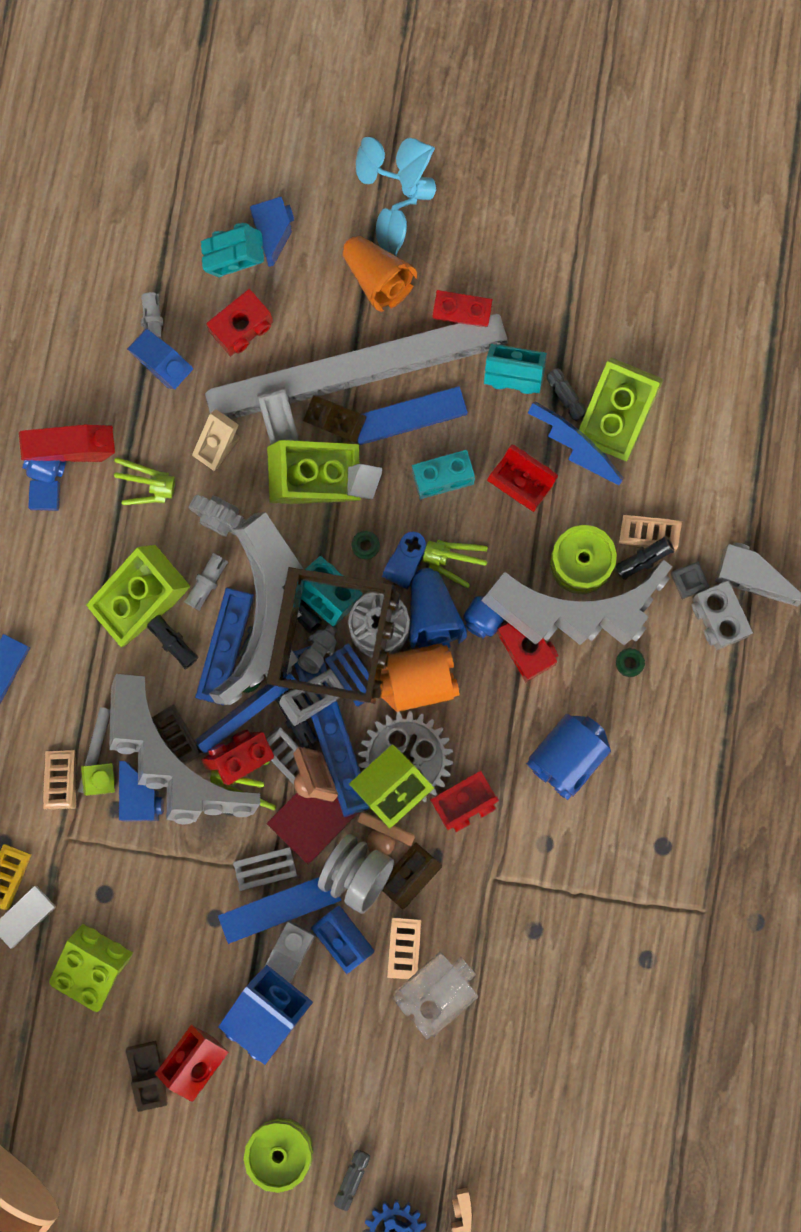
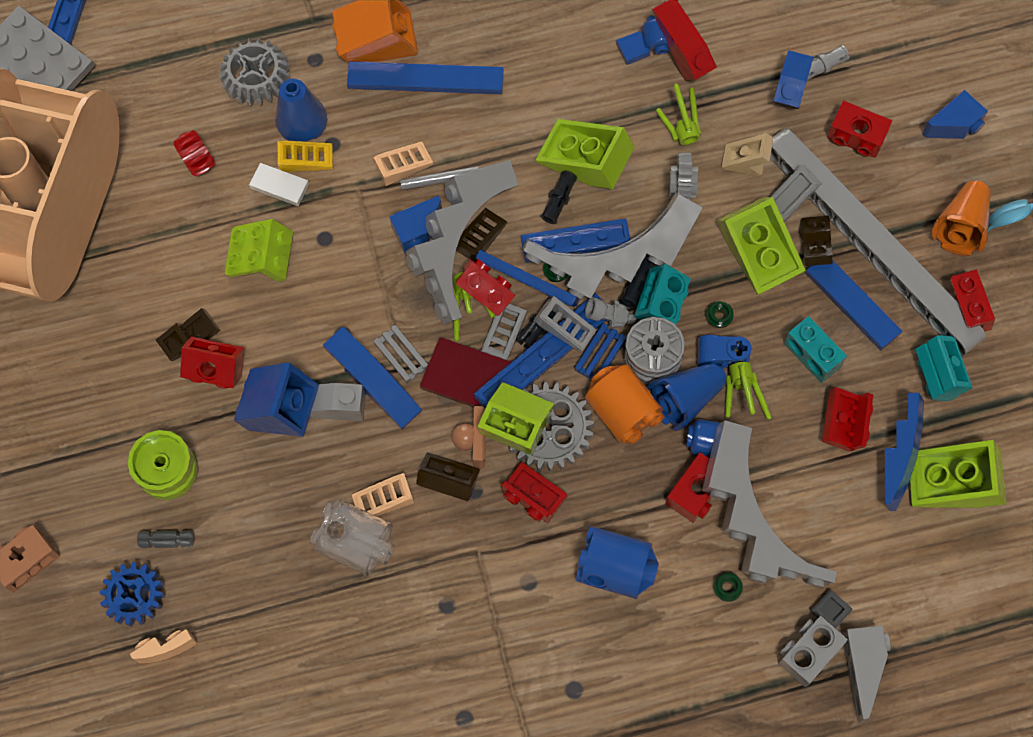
camera: 65 degrees right, 10 degrees down
(98, 779) = (416, 189): lime plate -> none
(206, 581) = (623, 200): light grey pin -> none
(232, 250) = (918, 93): teal brick -> none
(287, 625) = (614, 270): dark brown window -> none
(314, 776) = (497, 353): nougat tile -> none
(342, 939) = (369, 444): blue slope -> none
(352, 871) = (427, 422): light grey wheel -> none
(363, 480) = (775, 287): light grey slope -> none
(566, 394) = (945, 425): dark grey axle -> none
(595, 547) = (791, 488): lime wheel -> none
(645, 557) = (830, 556): black pin -> none
(662, 524) = (862, 577): light nougat slope -> none

